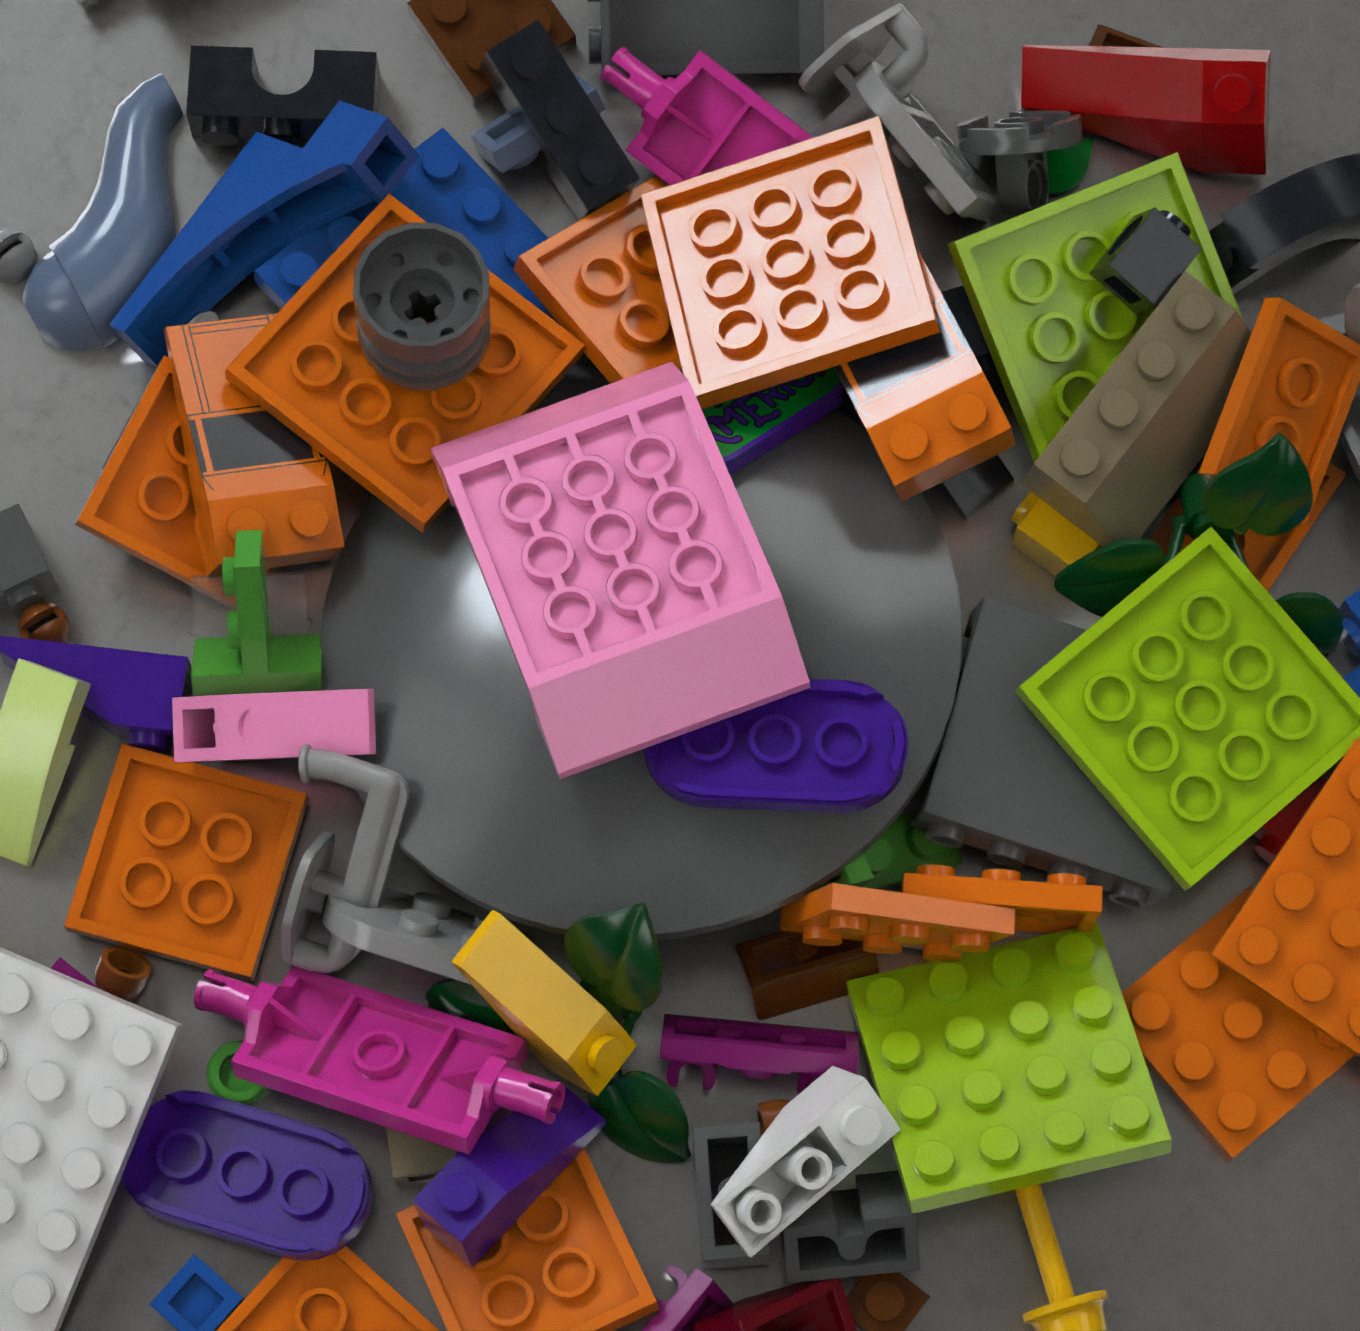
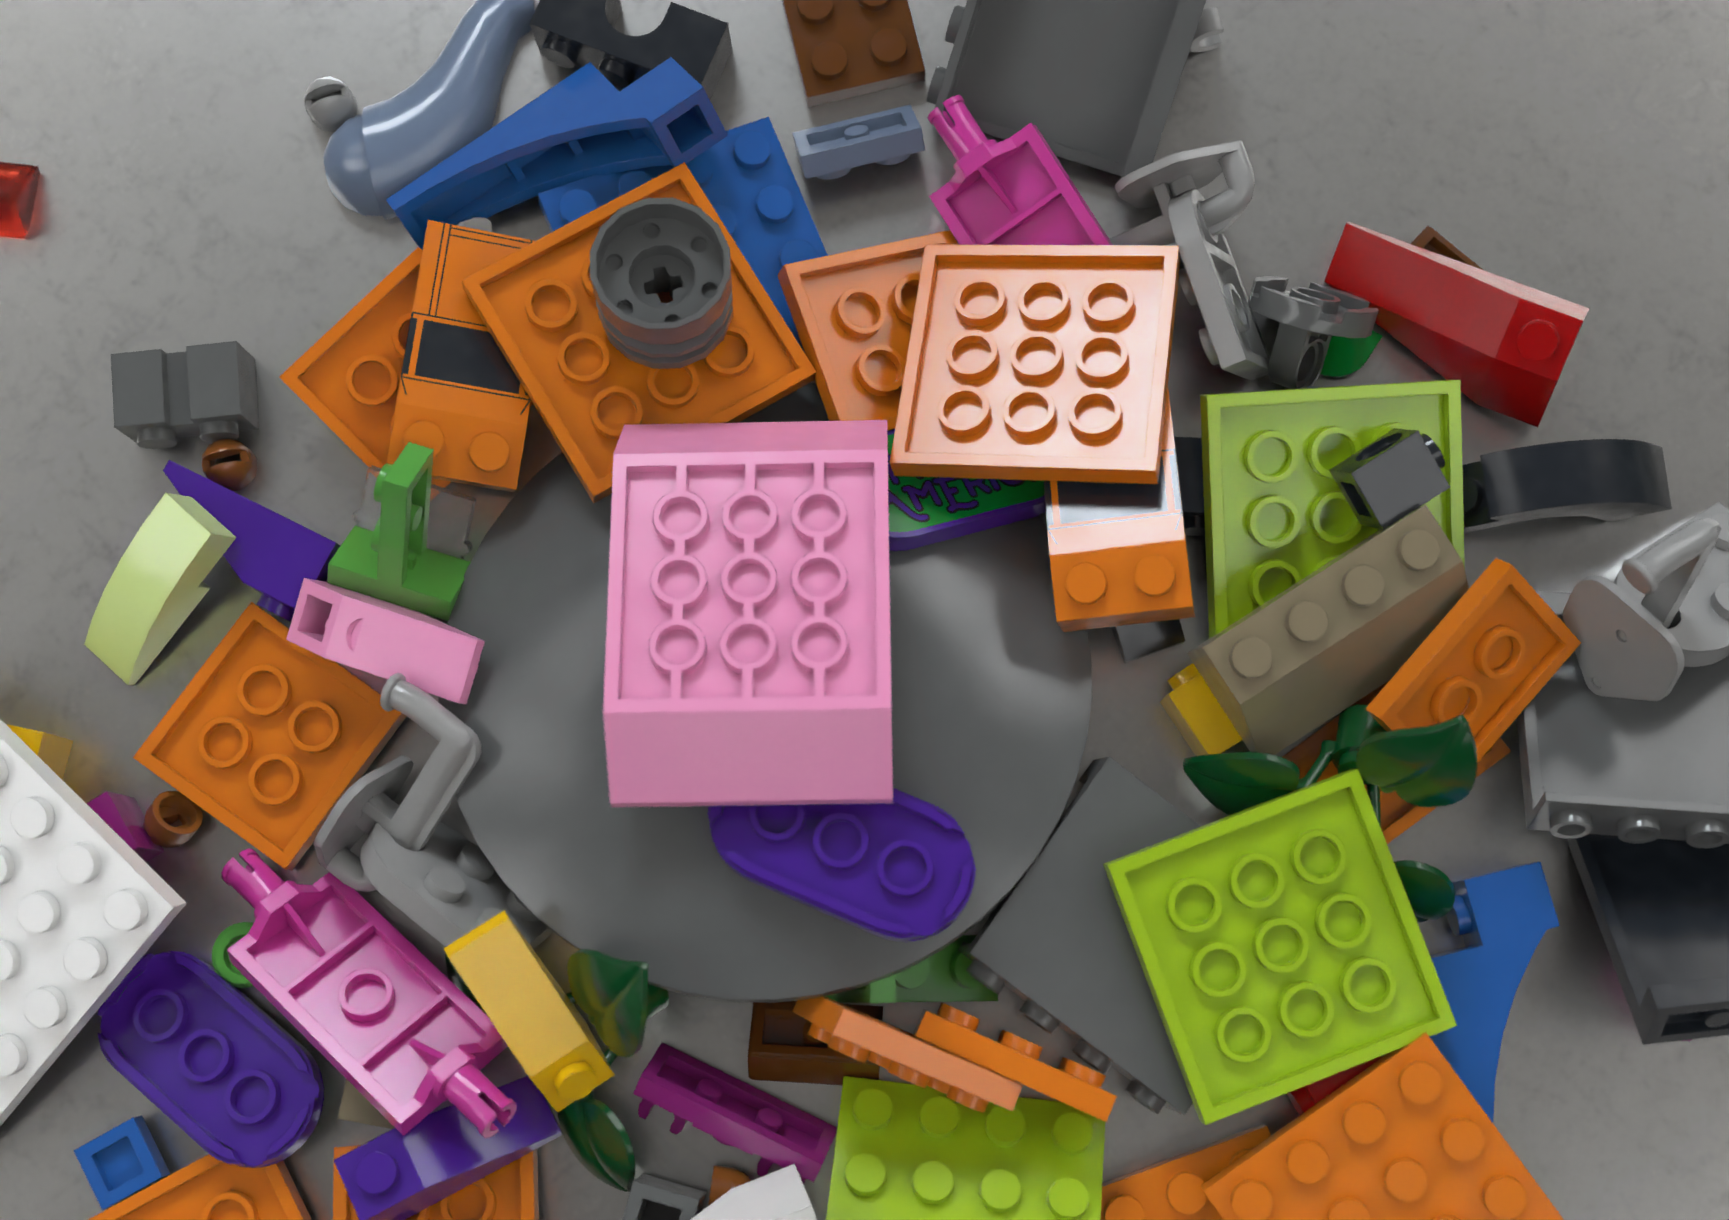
camera: 25 degrees right, 5 degrees up
(547, 96) = (875, 144): black arch -> none

